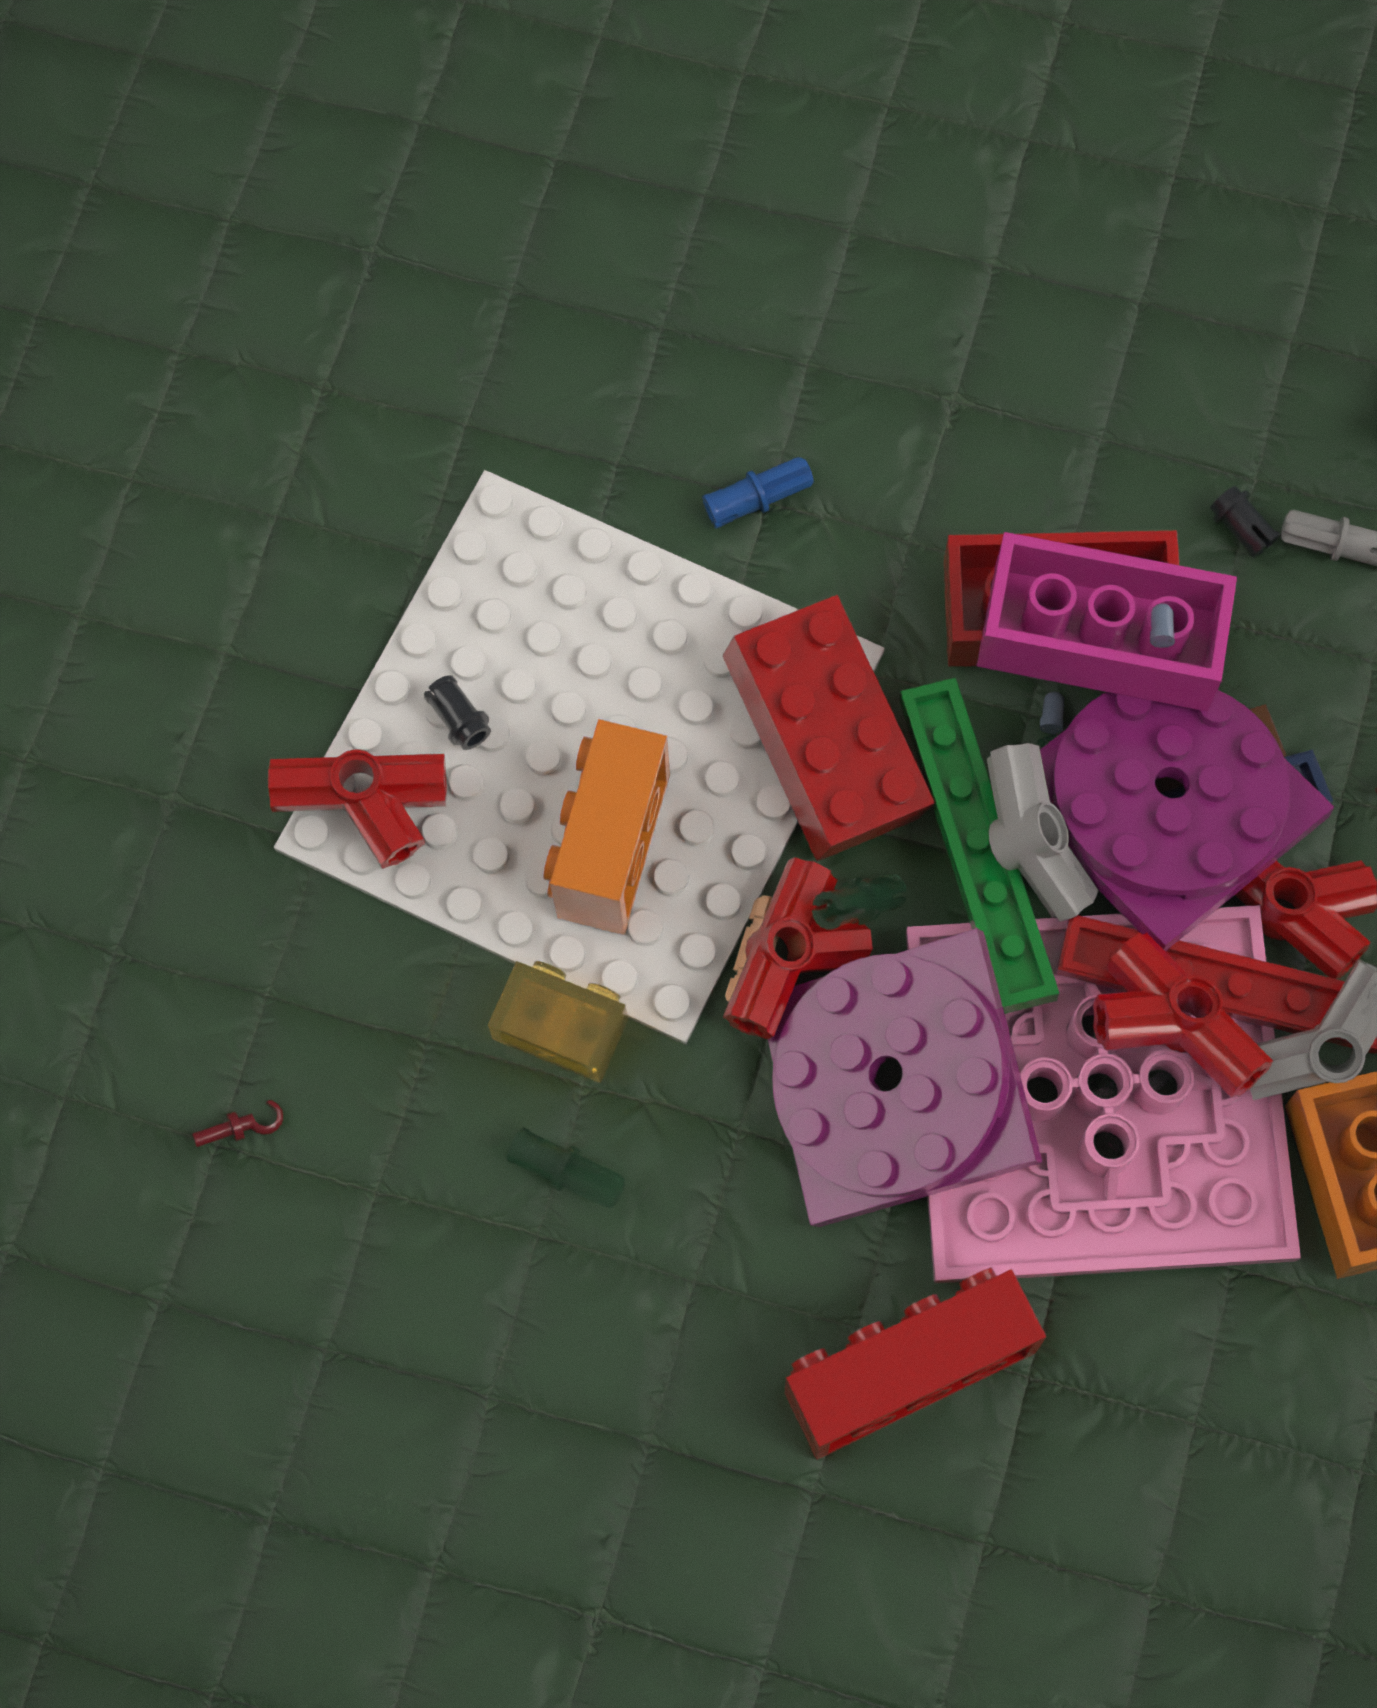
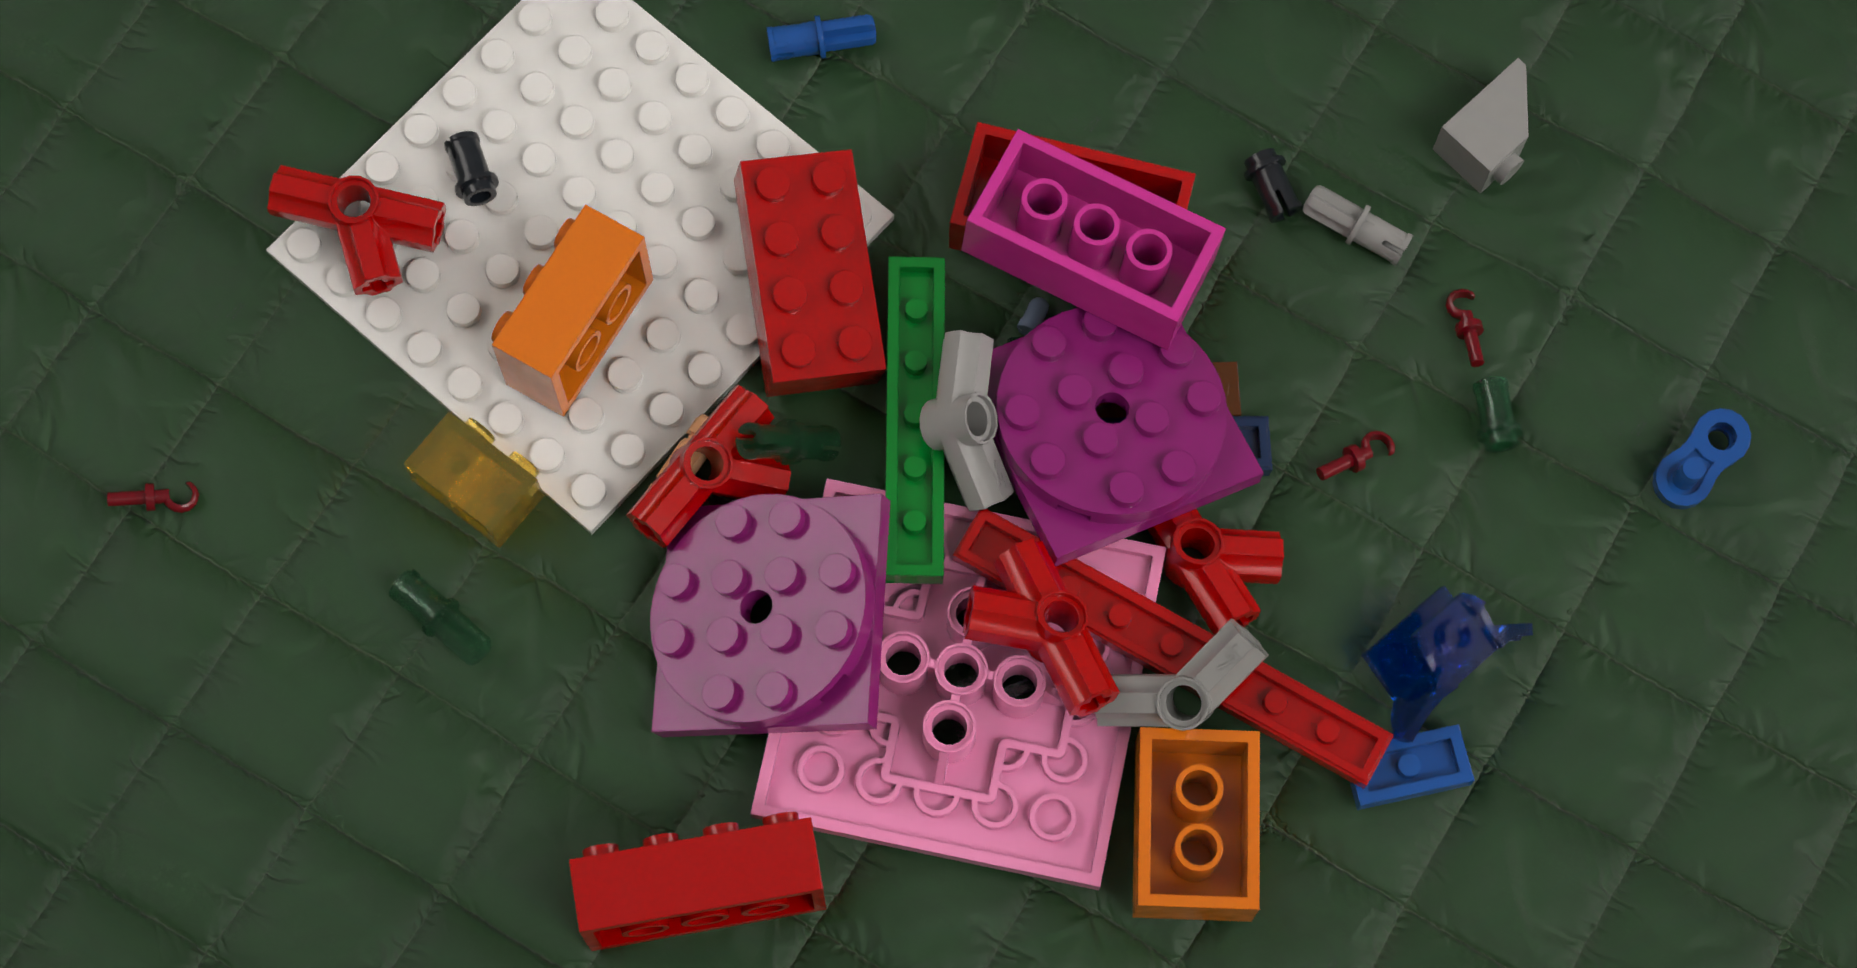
camera: 10 degrees right, 0 degrees up
(1162, 626) = (1136, 255): sand blue piece -> none

